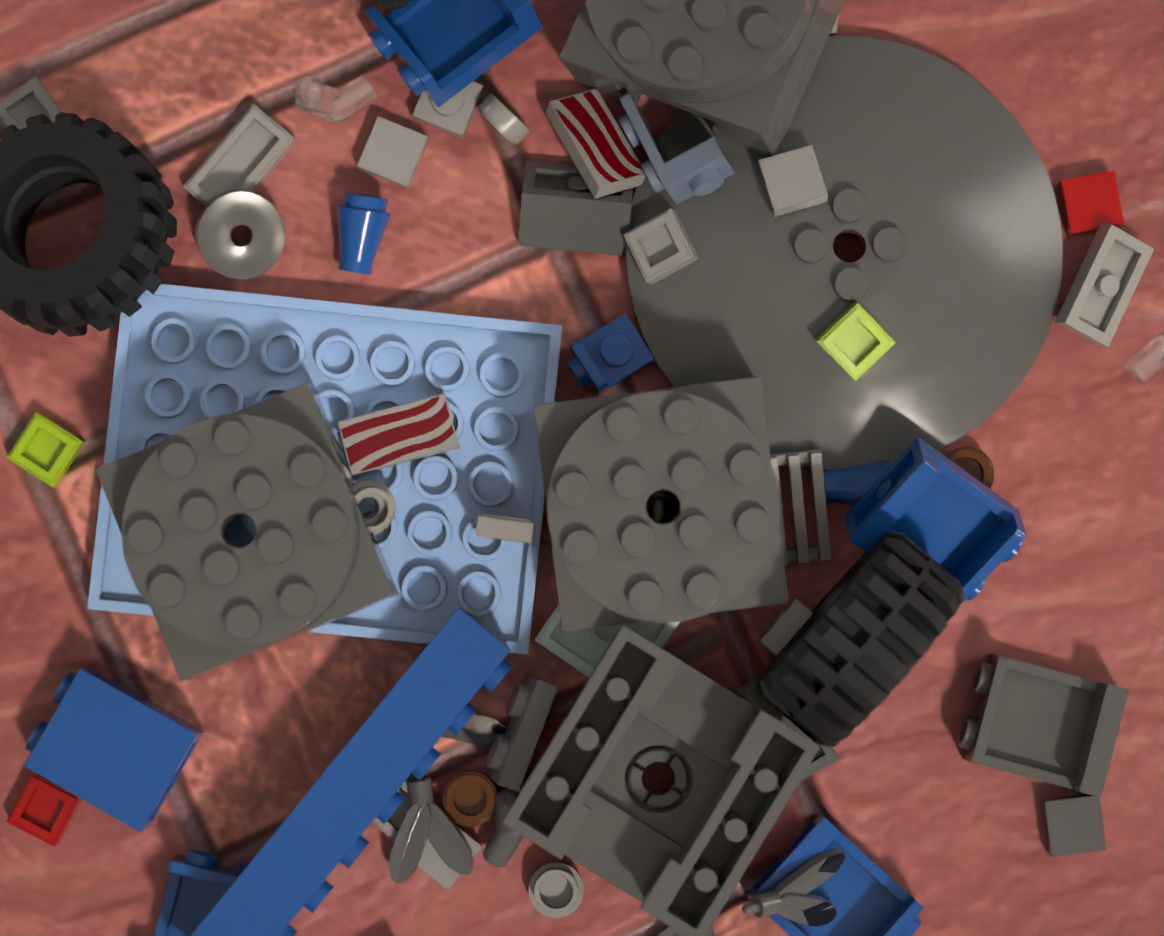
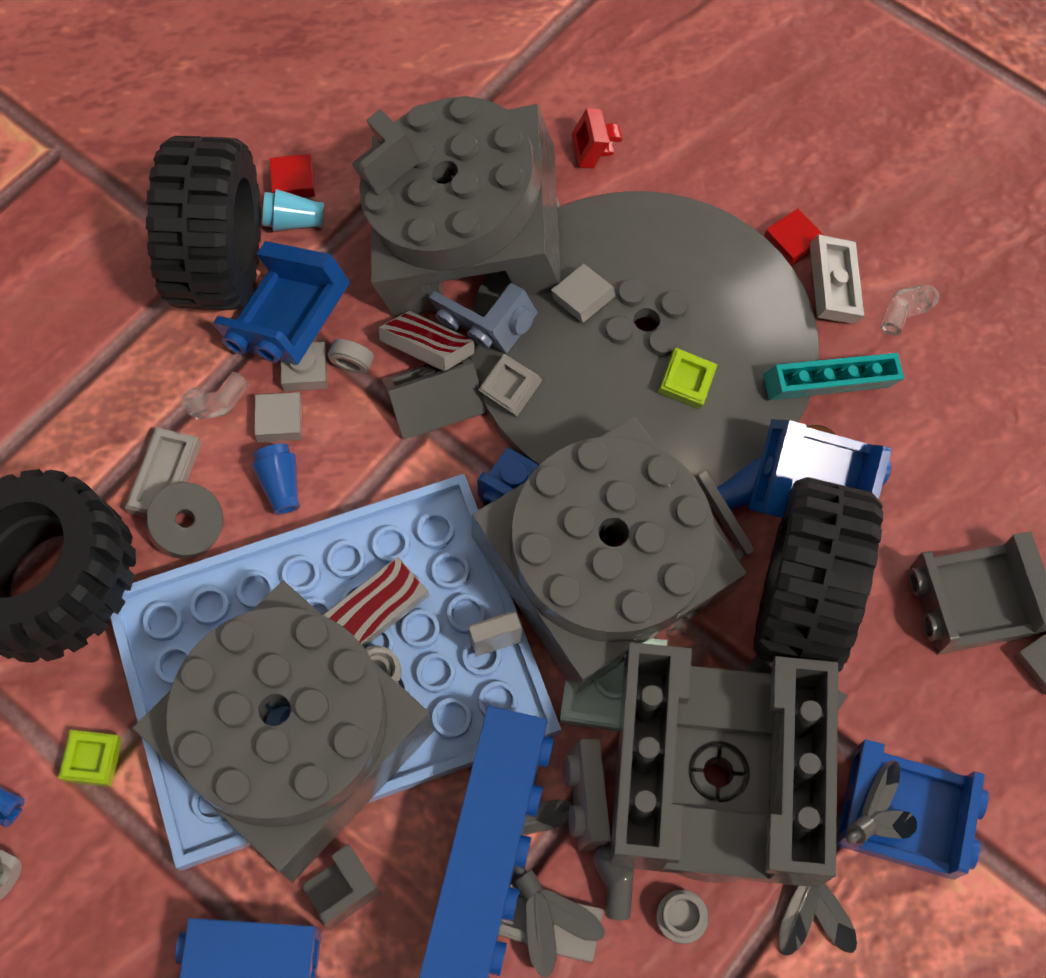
camera: 20 degrees left, 20 degrees down
(239, 703) = (341, 888): none -> dark grey panel
(470, 798) = (572, 874): reddish brown tile -> none
(784, 627) = (749, 613): light grey tile -> none
(1025, 408) = (833, 376): none -> teal piece

